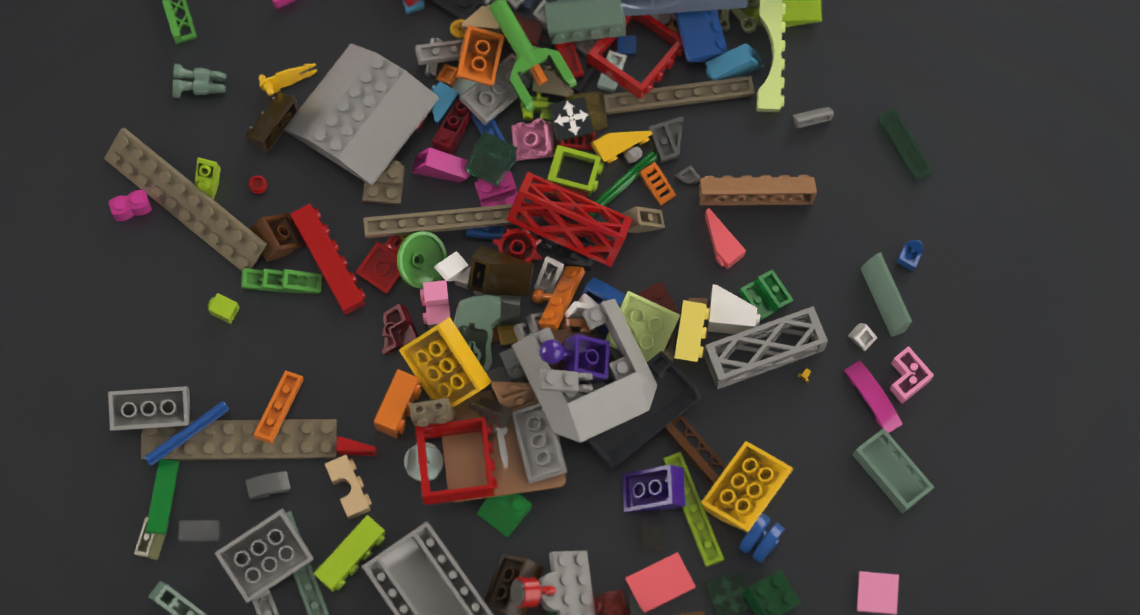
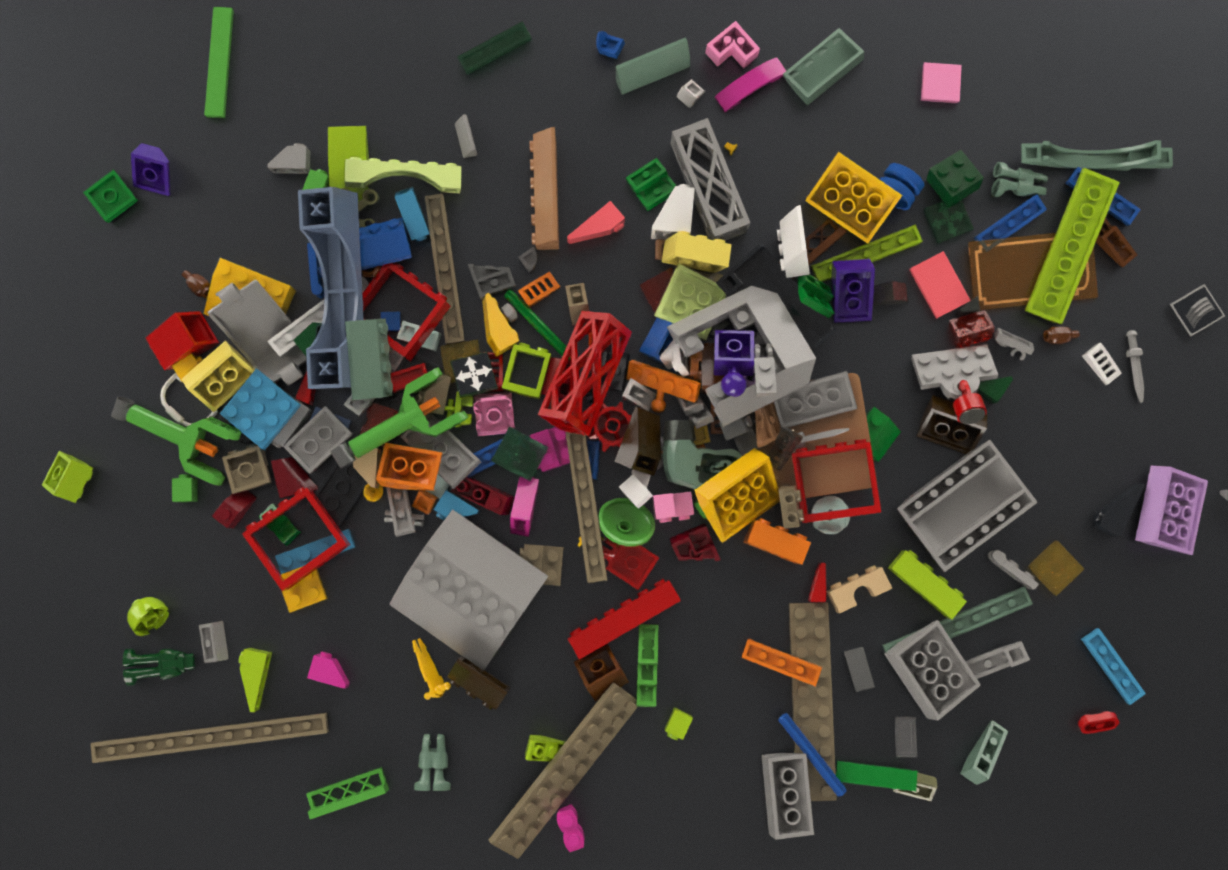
camera: 90 degrees left, 10 degrees up
(257, 184) = (544, 695): red plate -> none
(648, 448) = (815, 294): none -> green slope
(698, 428) = (793, 244): none -> white slope

